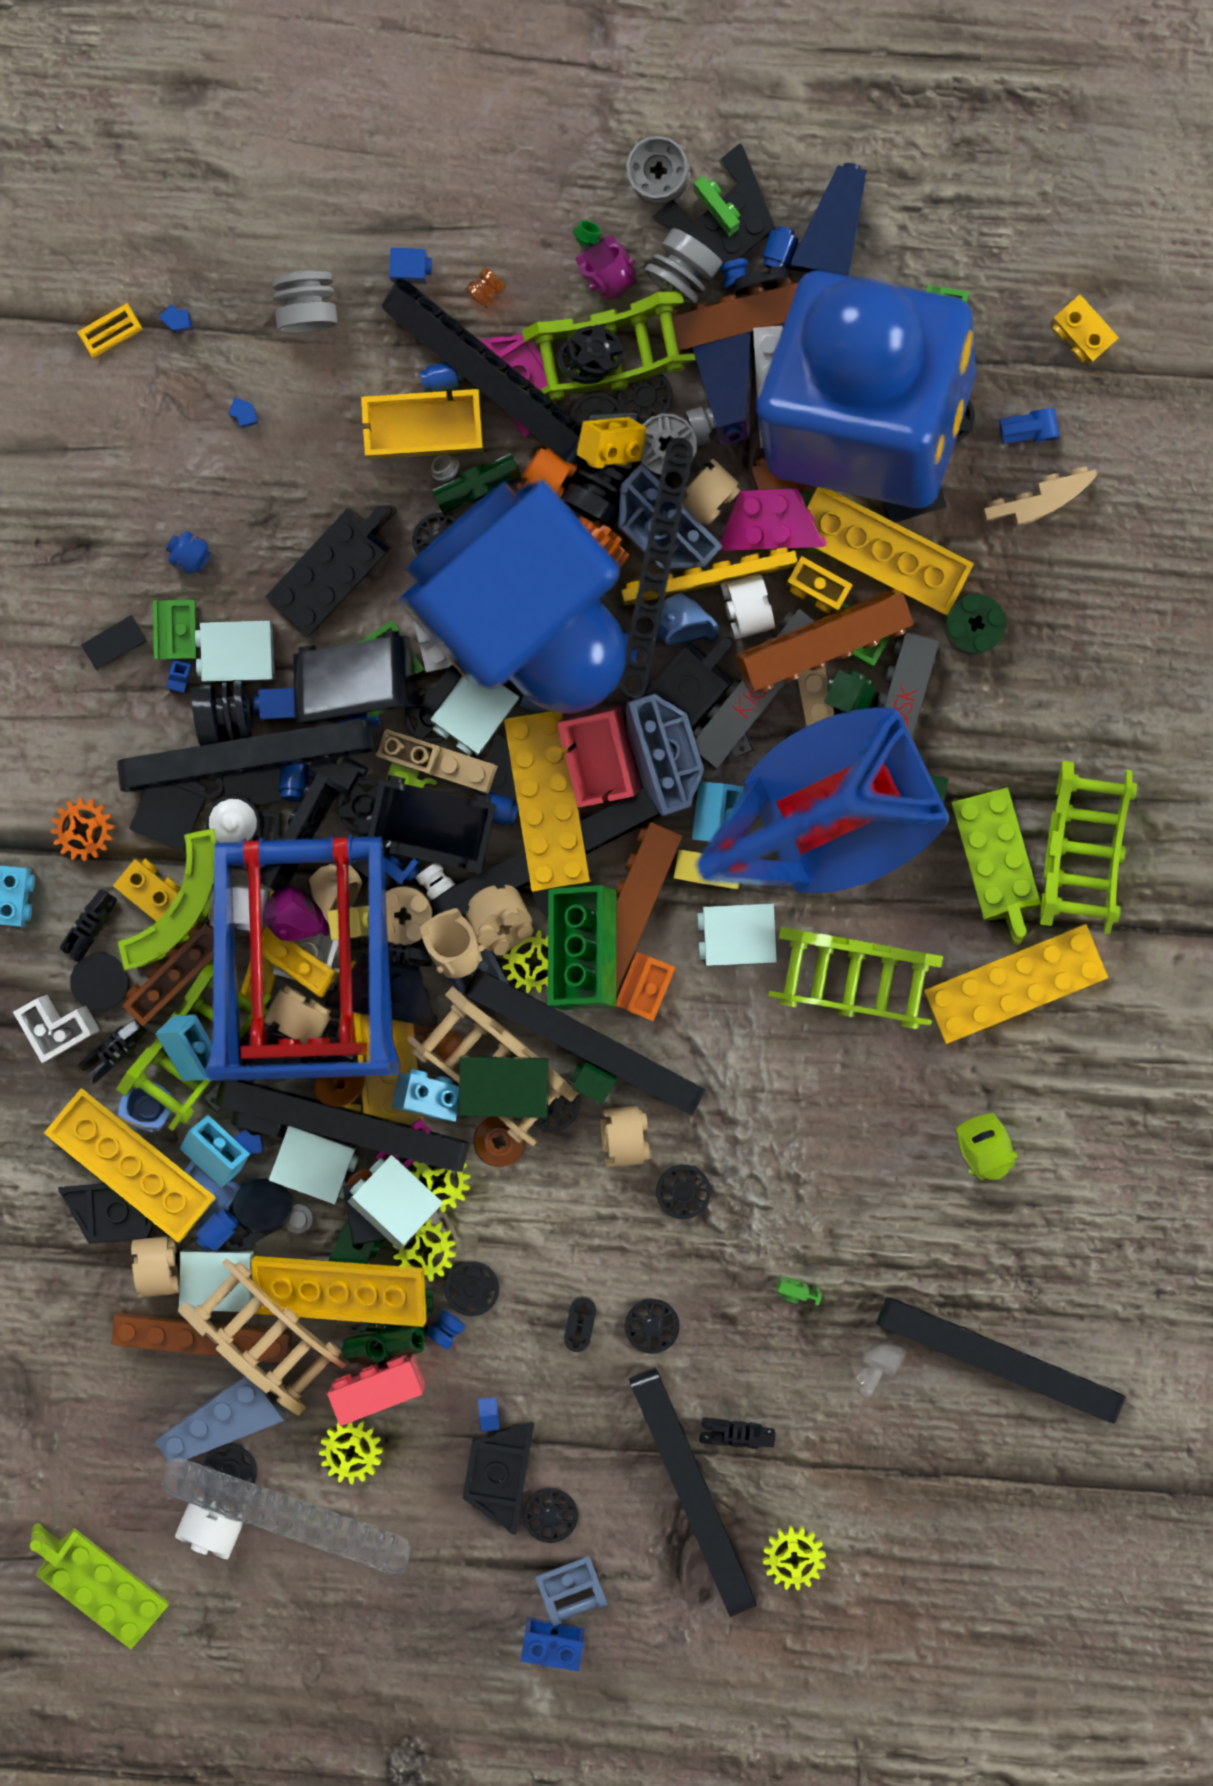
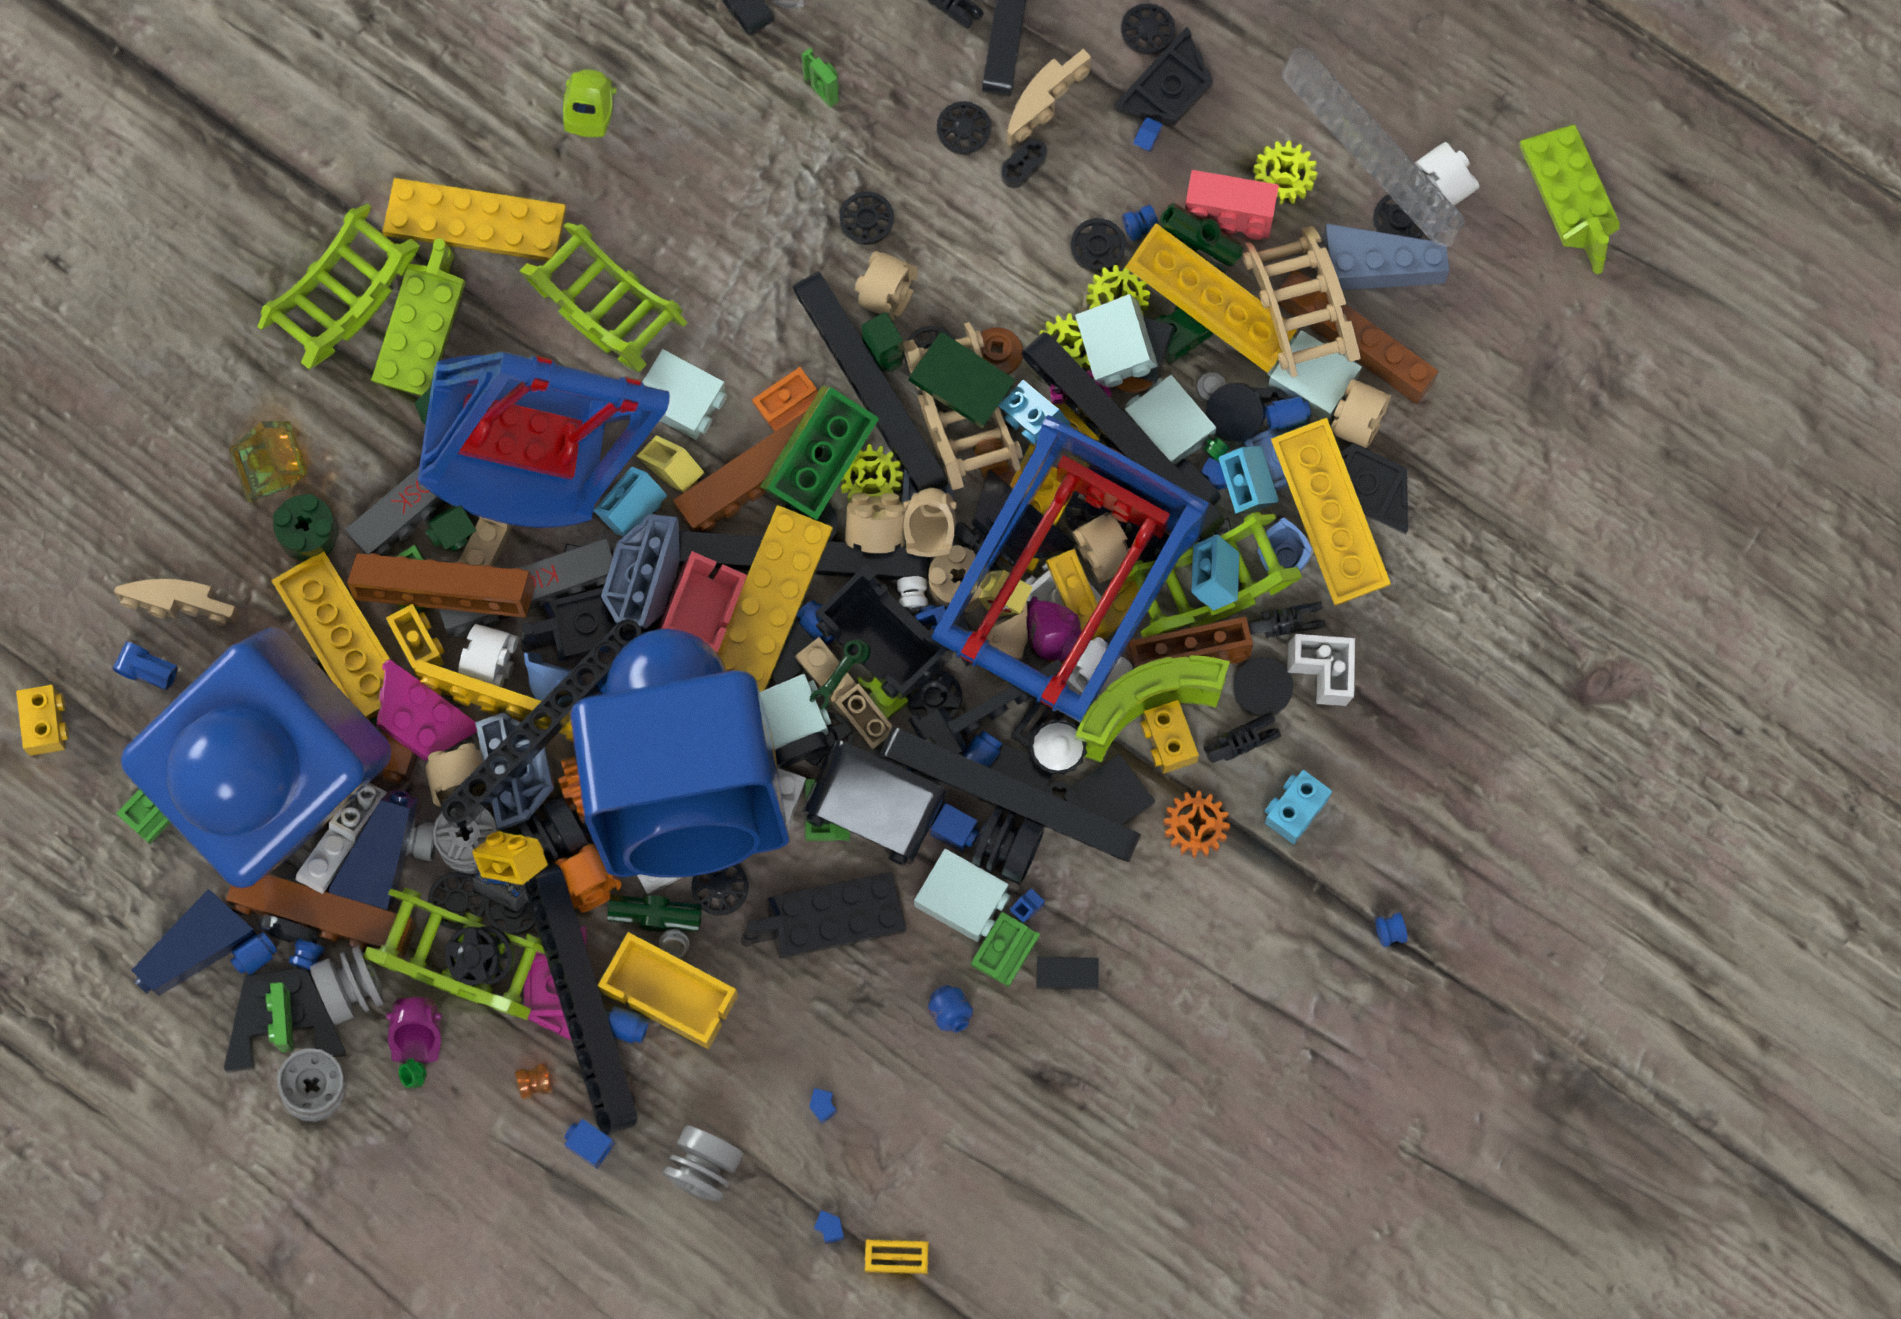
camera: 150 degrees left, 15 degrees down
(259, 1164) = (1215, 448): none -> green plate
(447, 801) = (845, 664): none -> dark green brick
(601, 1384) = (1038, 101): none -> tan slope
(1046, 664) = (268, 459): none -> clear yellow slope

